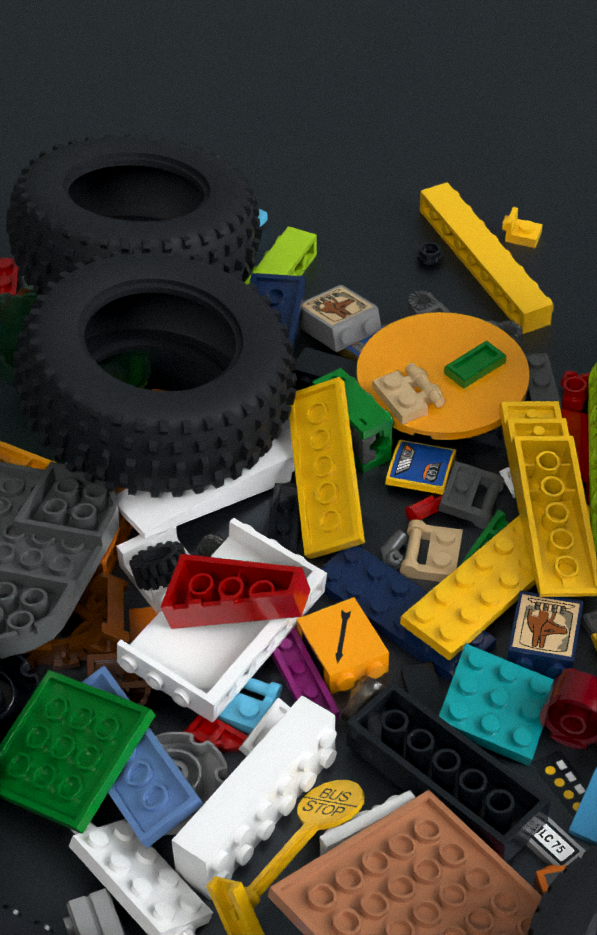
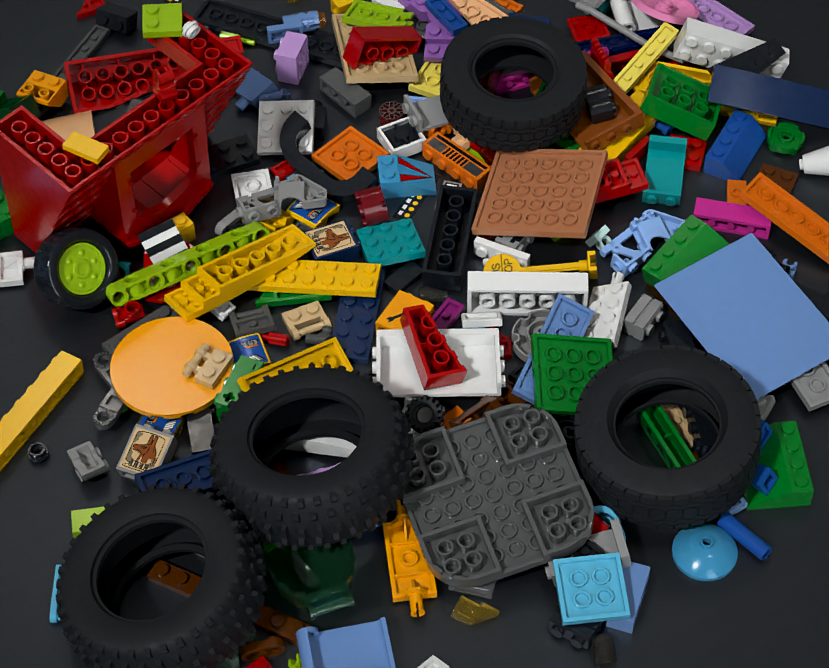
camera: 125 degrees left, 5 degrees up
(373, 279) = (87, 461): none -> light grey cylinder
(475, 364) = (158, 348): green tile -> none

